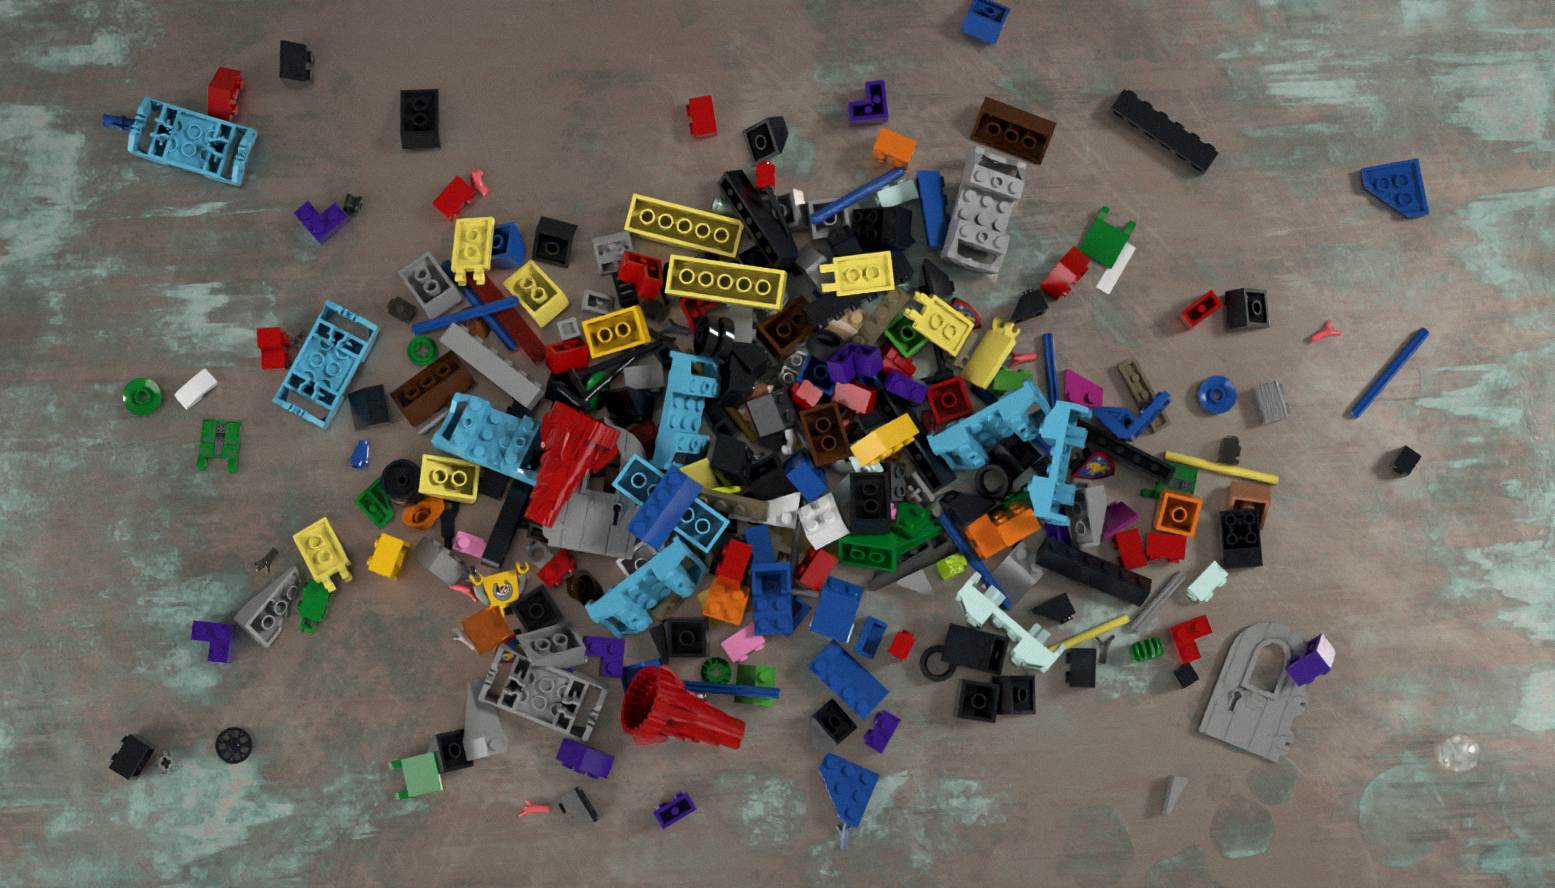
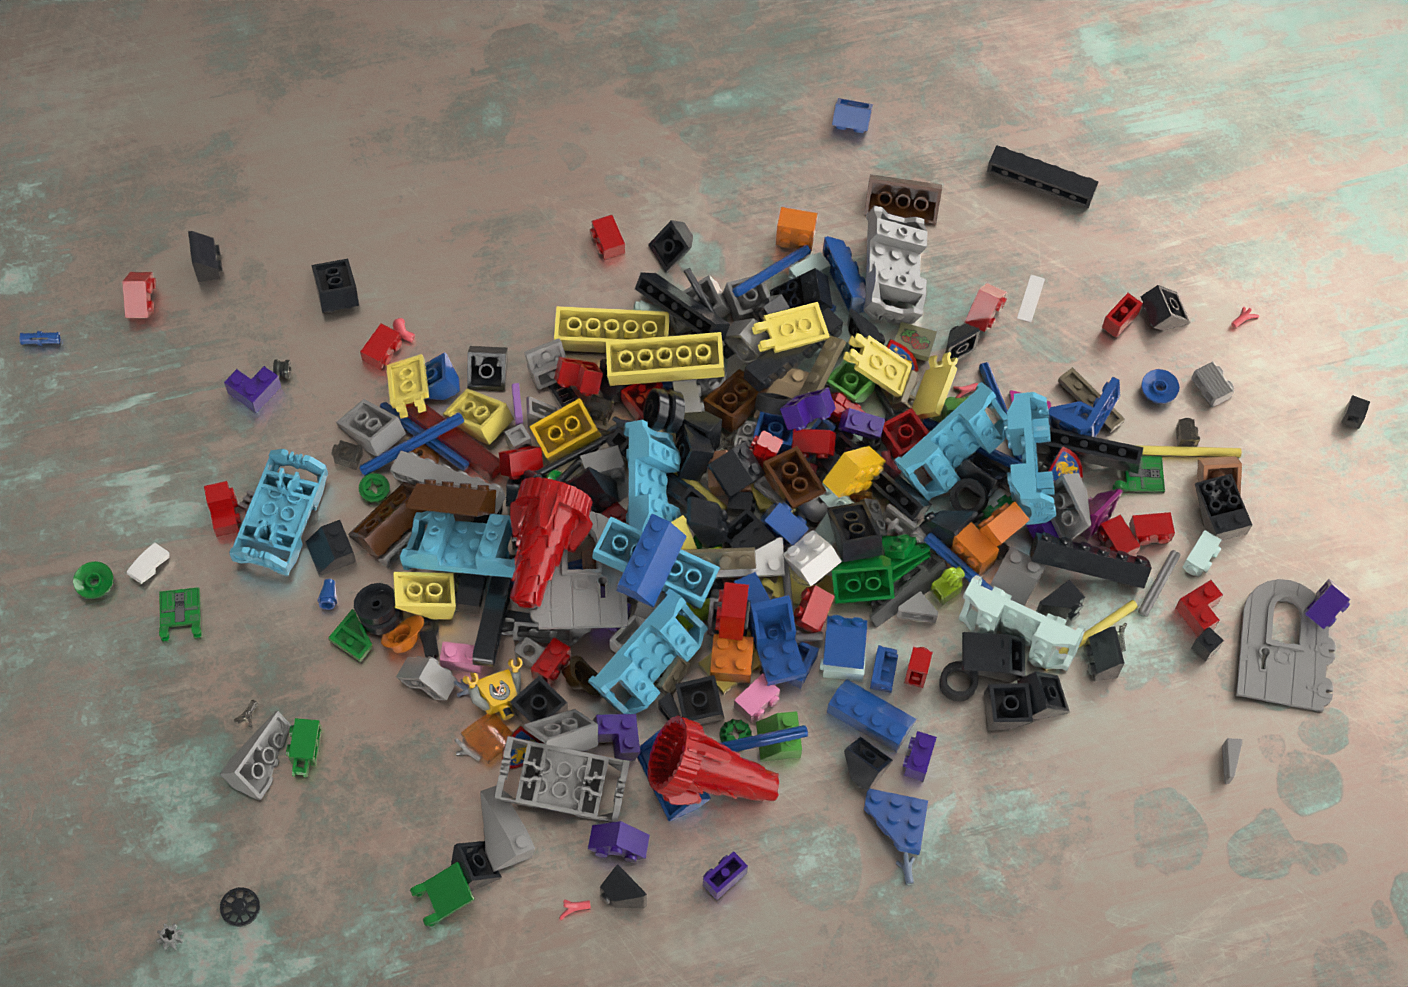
camera: 15 degrees left, 20 degrees down
(132, 756) = (131, 934): black brick -> none
(192, 141) = (112, 338): medium azure piece -> none
(220, 637) = (205, 795): dark purple brick -> none
(323, 553) = (305, 692): light yellow tile -> none
(388, 556) = (375, 677): yellow brick -> none
(466, 588) = (460, 702): coral bar -> none
(490, 394) = (453, 498): none -> reddish brown slope
(574, 298) = (517, 404): none -> medium lavender tile
(765, 176) = (677, 276): red brick -> none
(791, 441) = (760, 497): white arm -> none
(873, 109) = (766, 200): dark purple brick -> none
(985, 295) = (916, 339): none -> olive tile
(1104, 240) = (1014, 276): green flag -> none
(1147, 649) = (1163, 625): green gear -> none
(1177, 512) = (1154, 493): orange brick -> none
(1390, 372) = (1315, 340): blue axle -> none
(1398, 185) = (1271, 184): blue plate -> none

